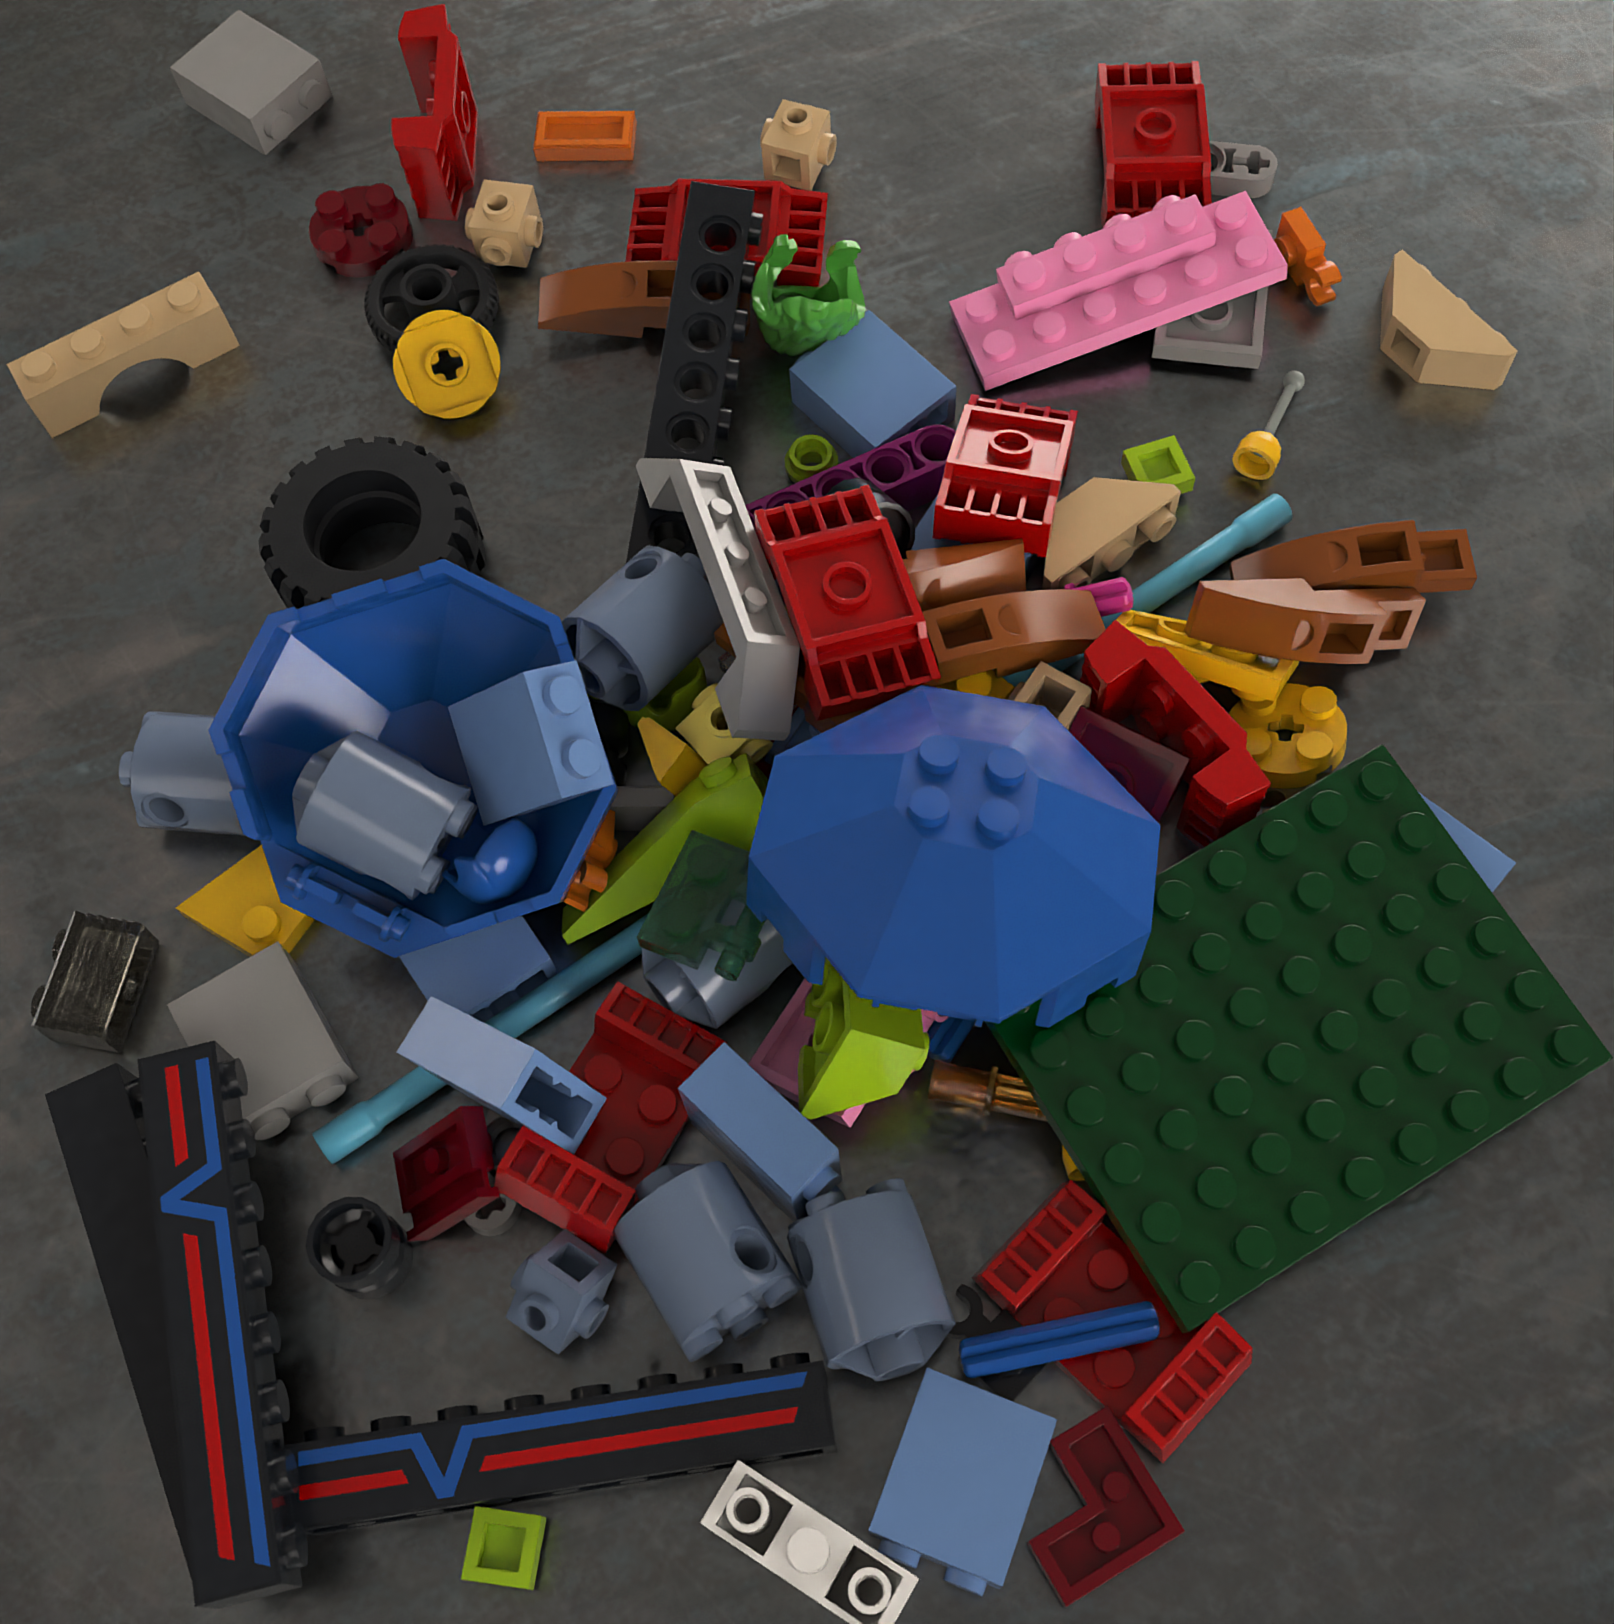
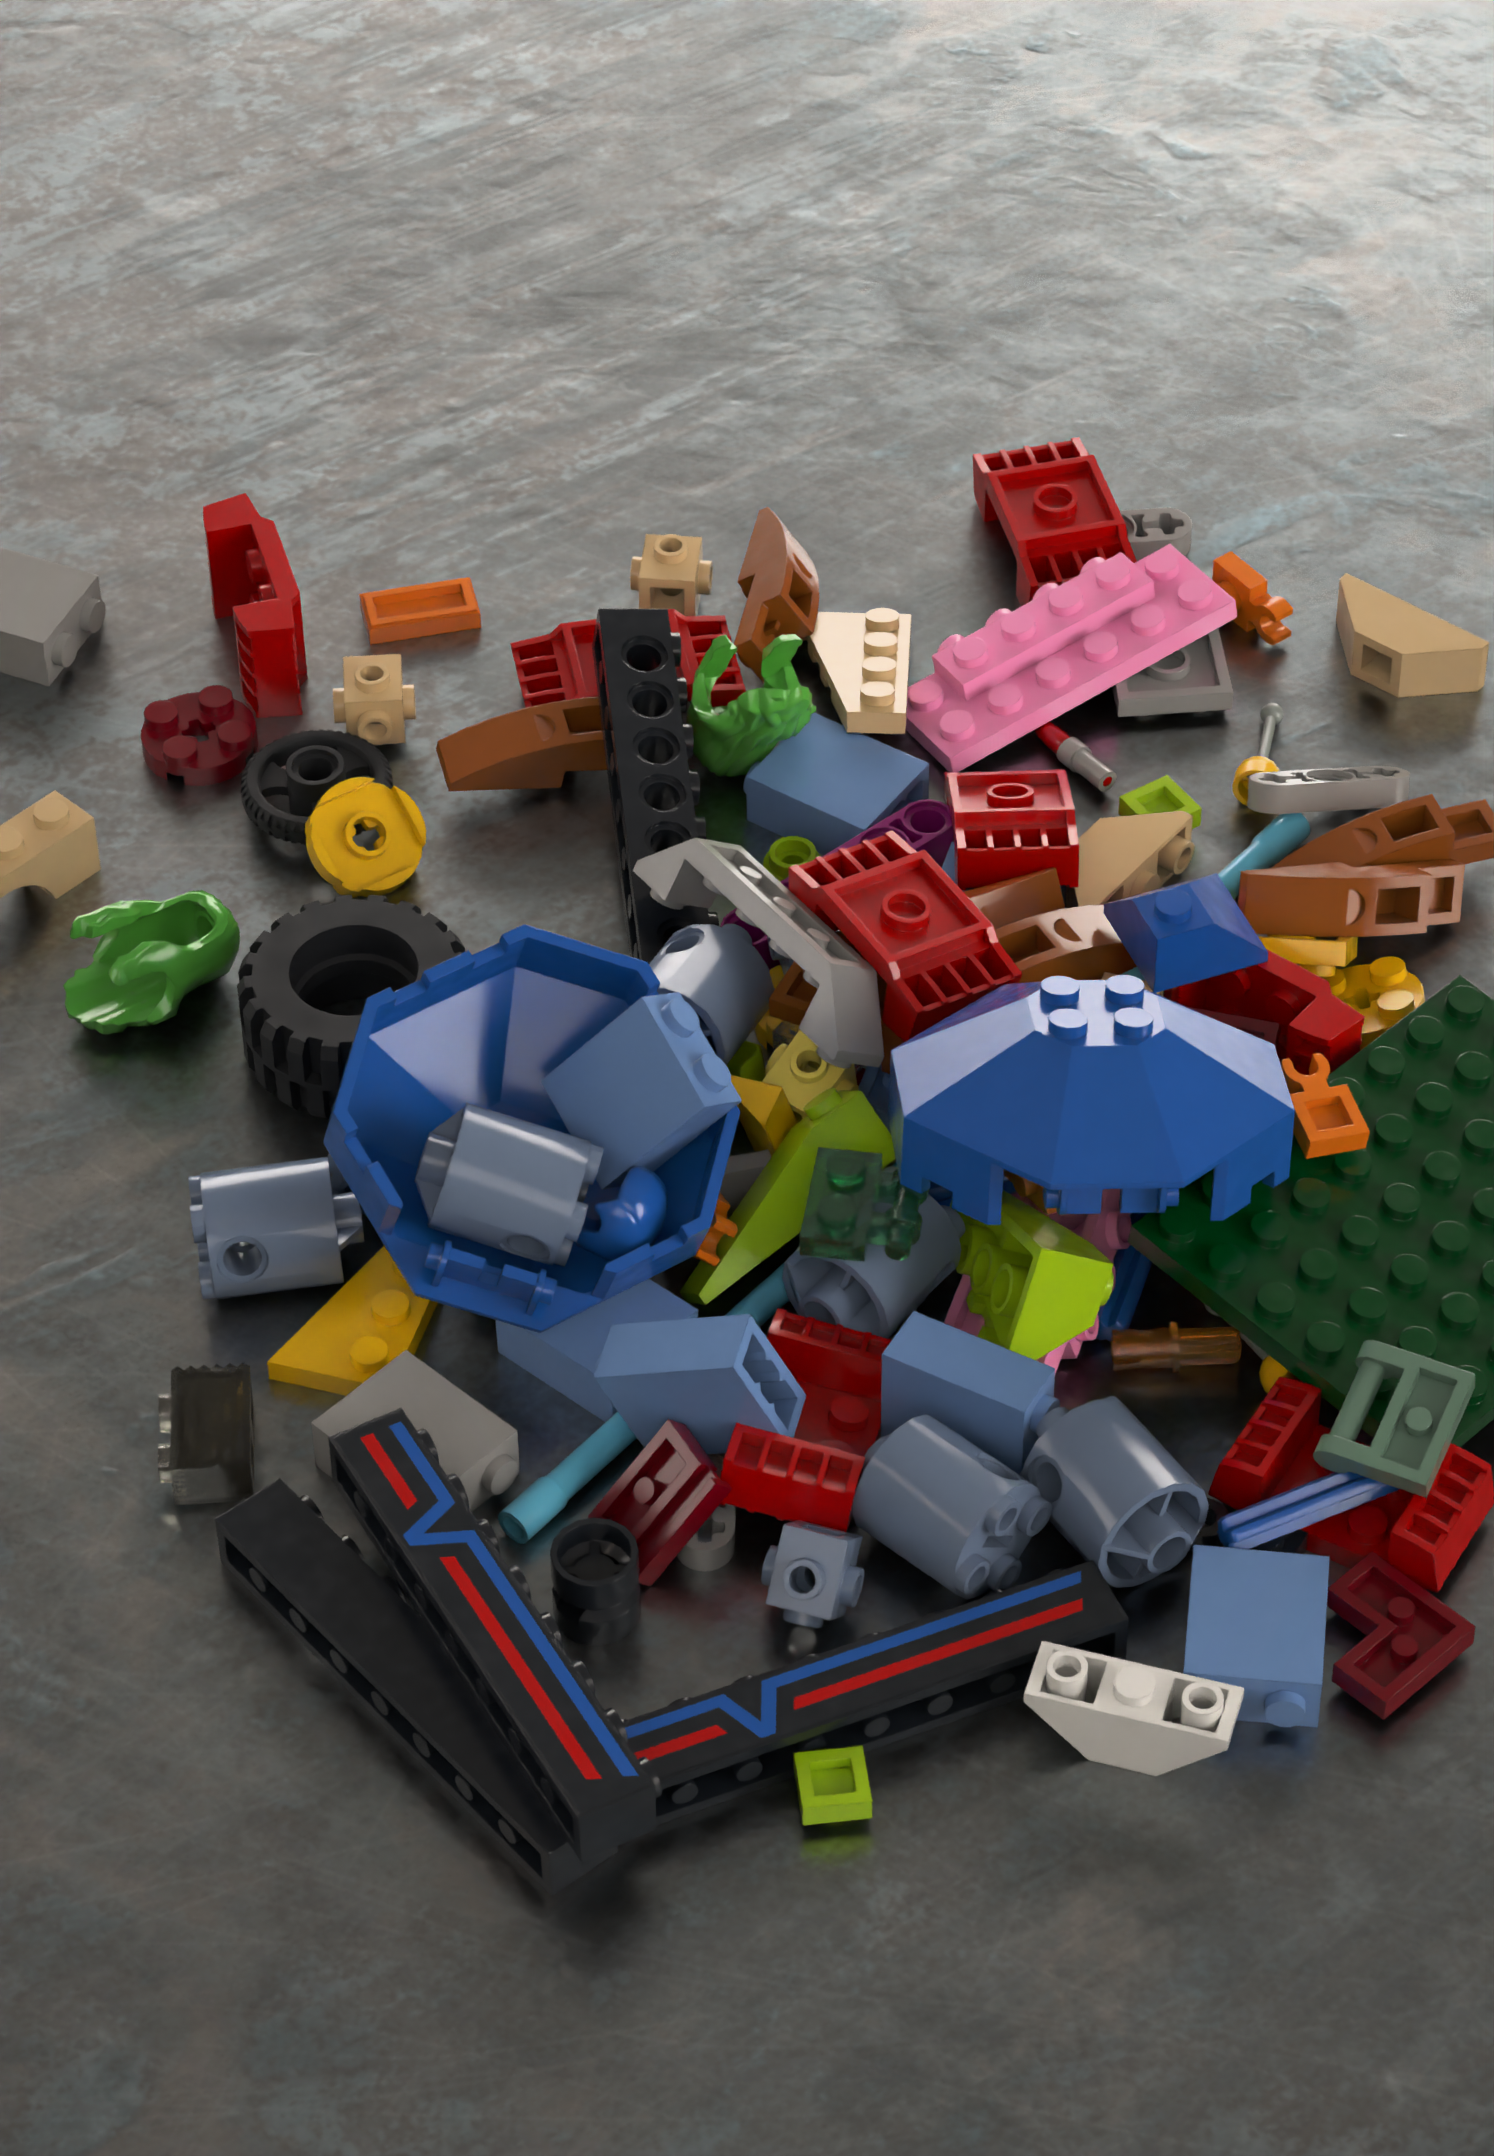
camera: 20 degrees left, 20 degrees down
(224, 457) = (149, 959): none -> bright green hair
(887, 176) = (778, 588): none -> dark orange slope
(936, 268) = (865, 666): none -> wing
(1101, 394) = (1076, 756): none -> light grey piece
(1123, 647) = (1185, 933): none -> blue slope
(1181, 1306) = (1414, 1427): none -> sand green plate
(1191, 905) = (1325, 1116): none -> orange plate
(1320, 481) = (1327, 789): none -> light grey beam

